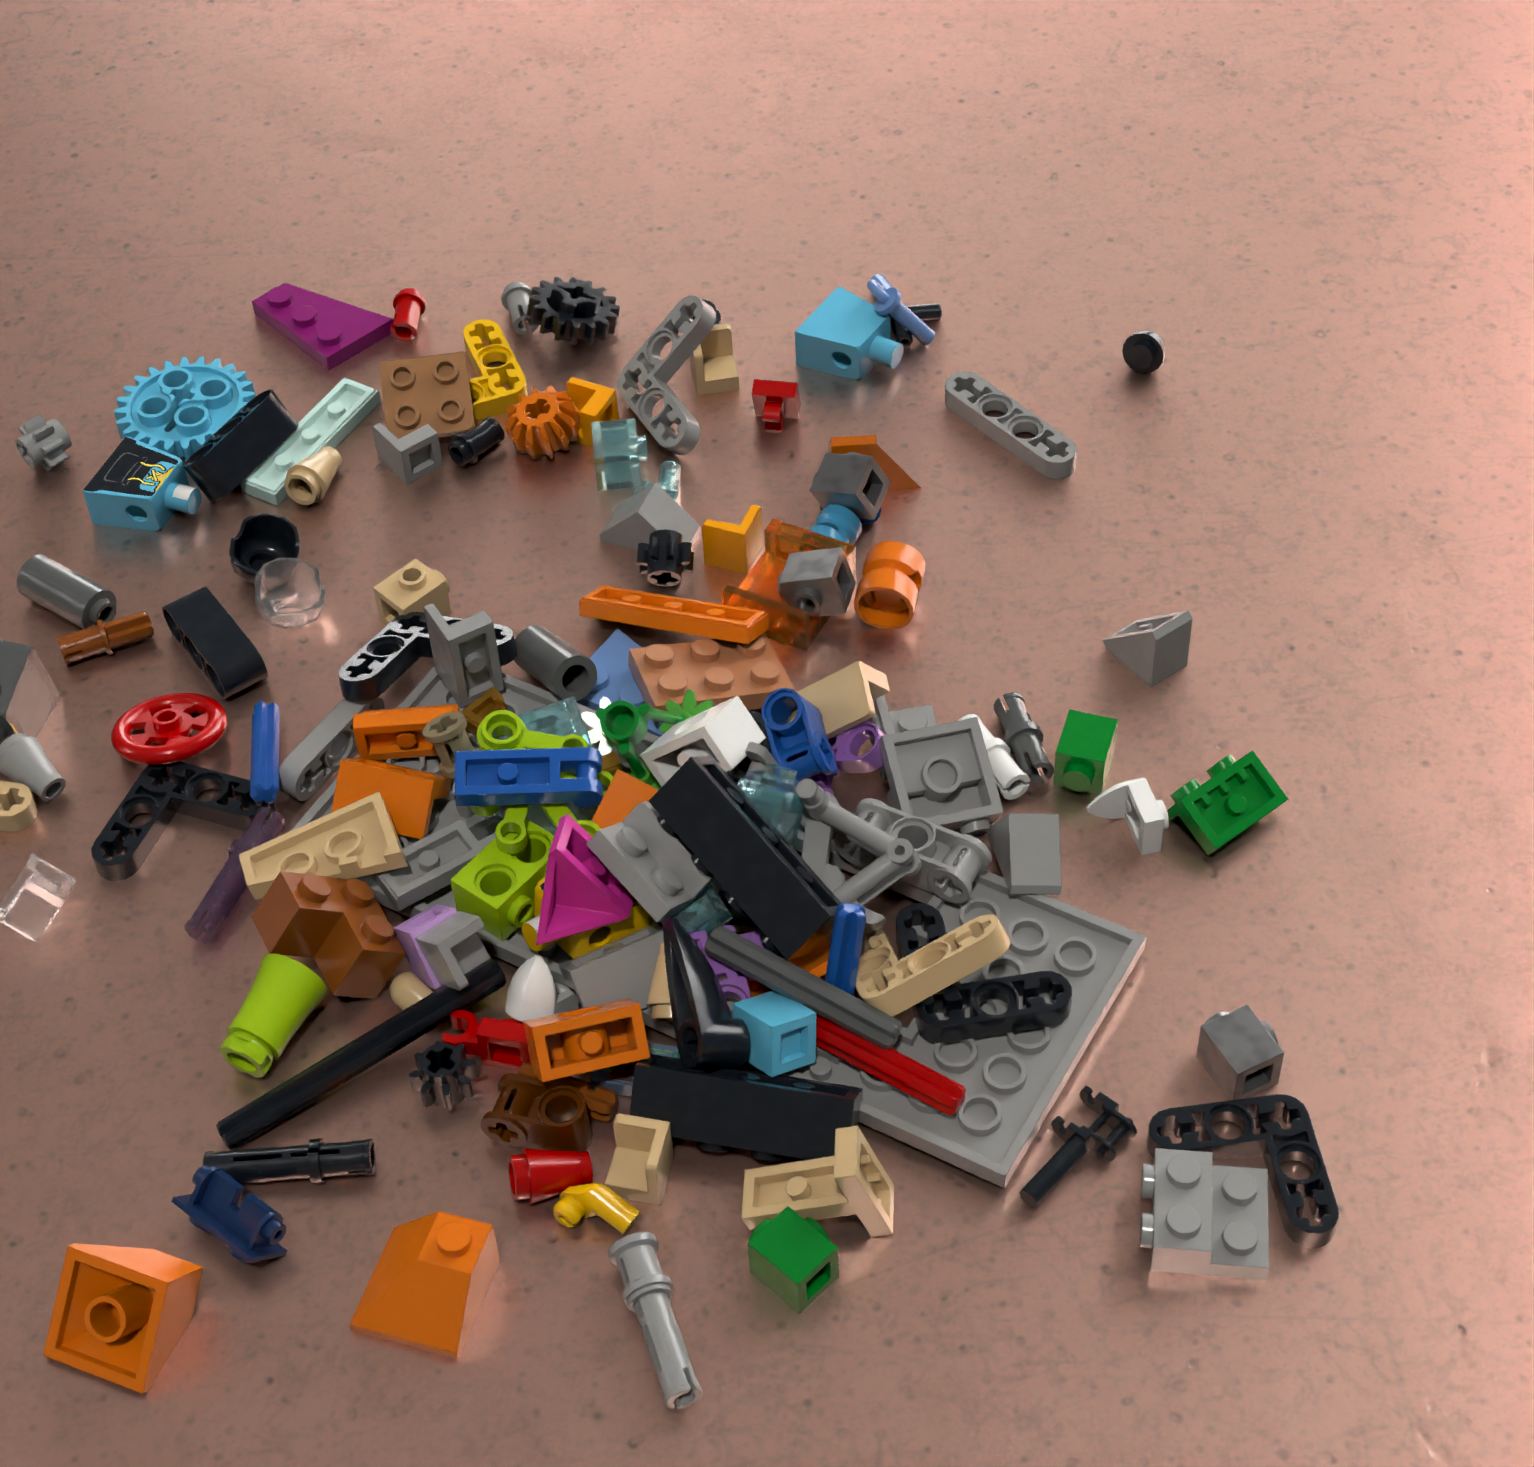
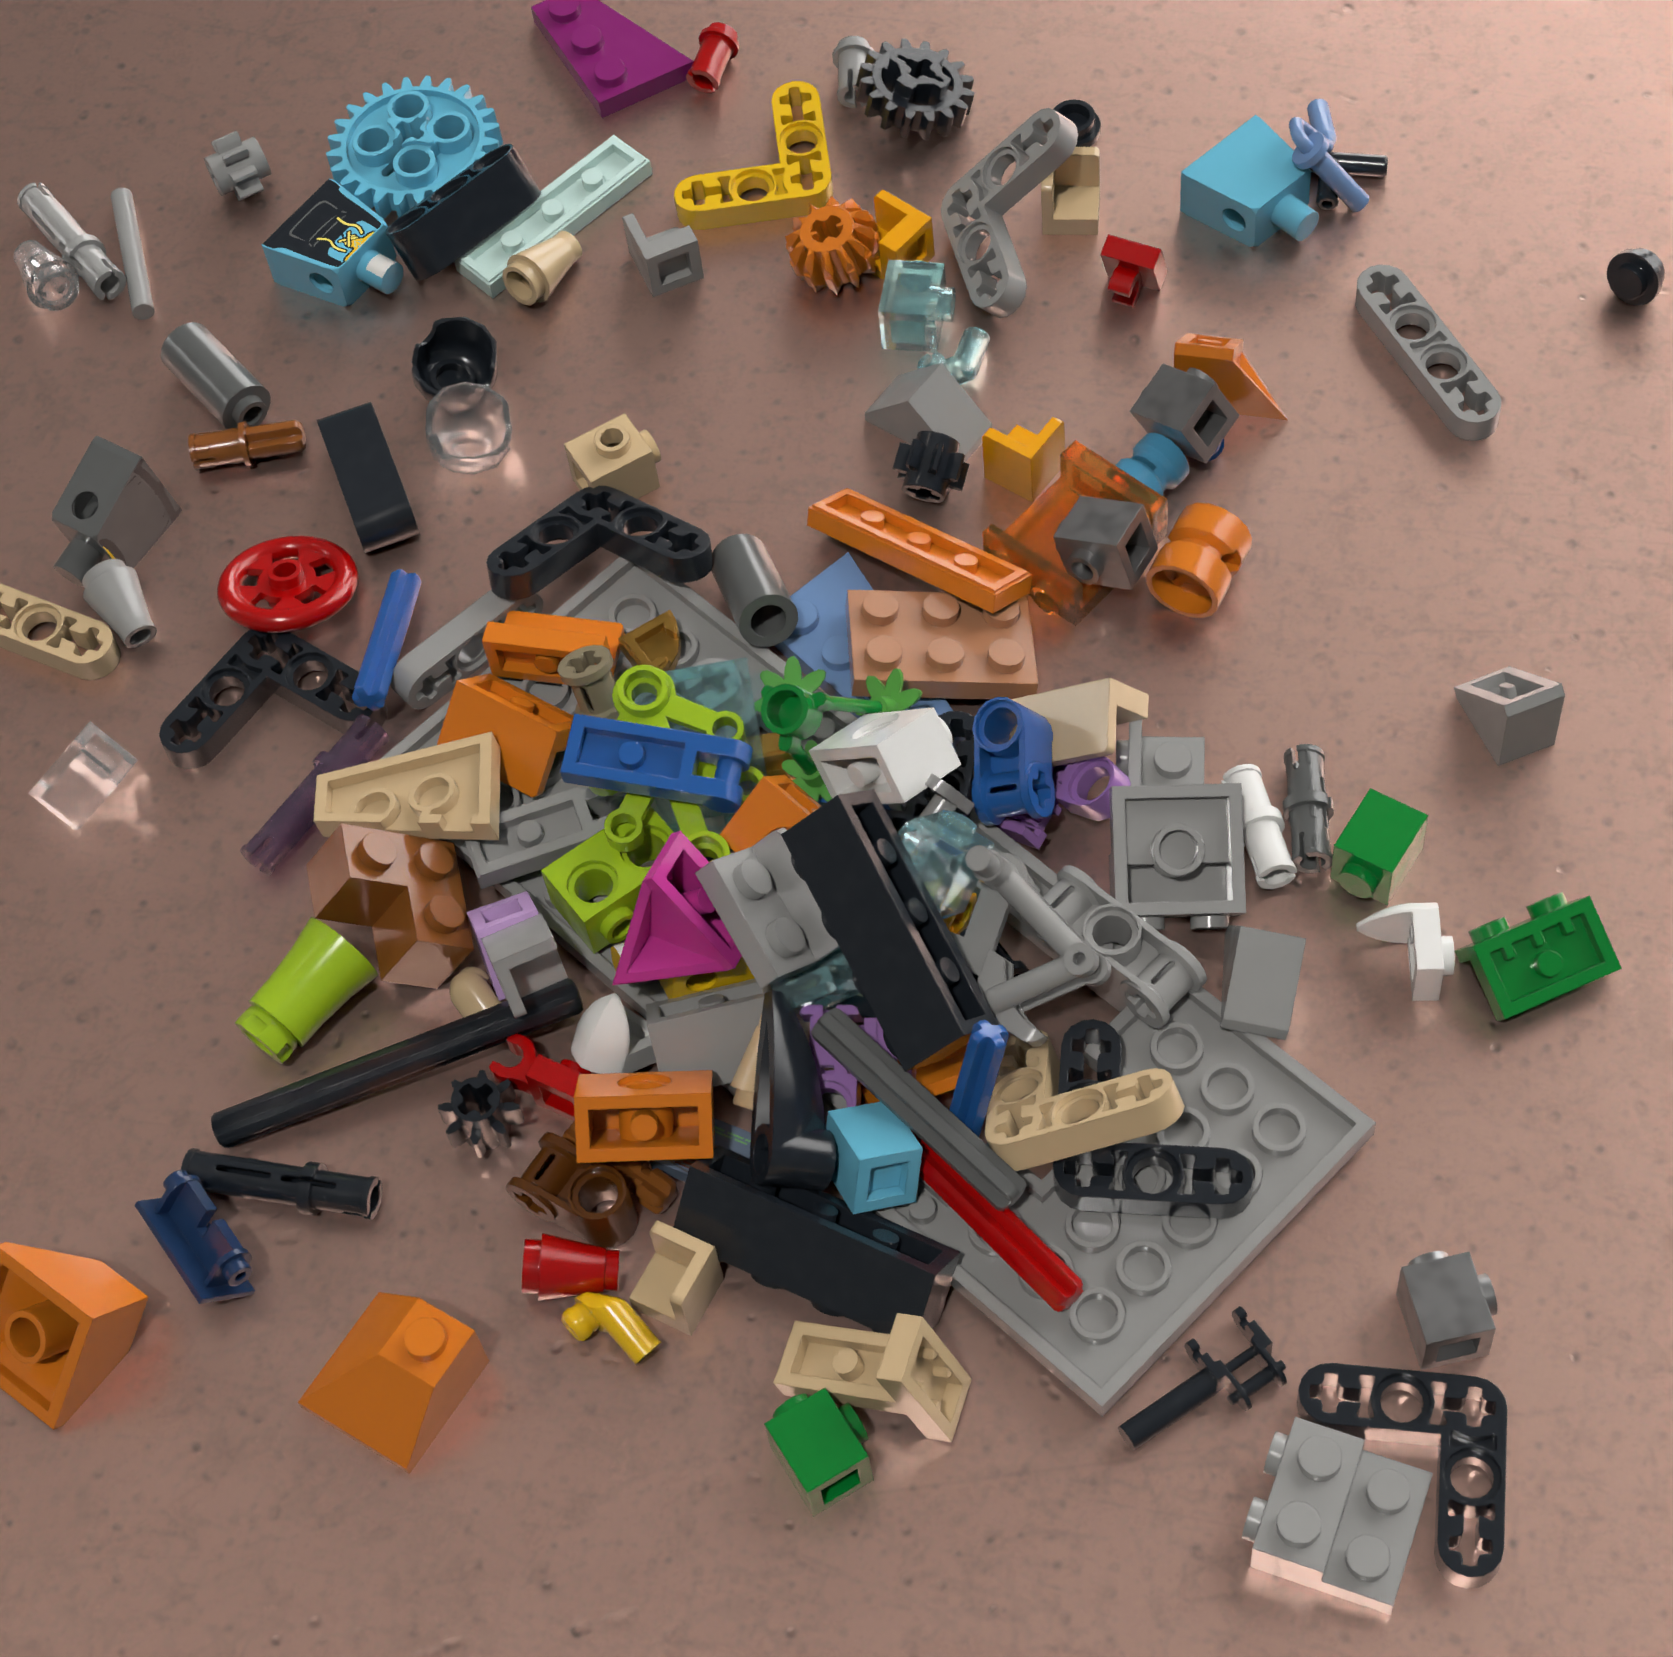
camera: 20 degrees right, 10 degrees up
(427, 392) = (702, 182): medium nougat bracket -> none
(465, 654) = (642, 568): light grey panel -> none
(468, 446) = (747, 255): black pin -> none
(649, 1296) = (639, 1455): light grey pin -> none

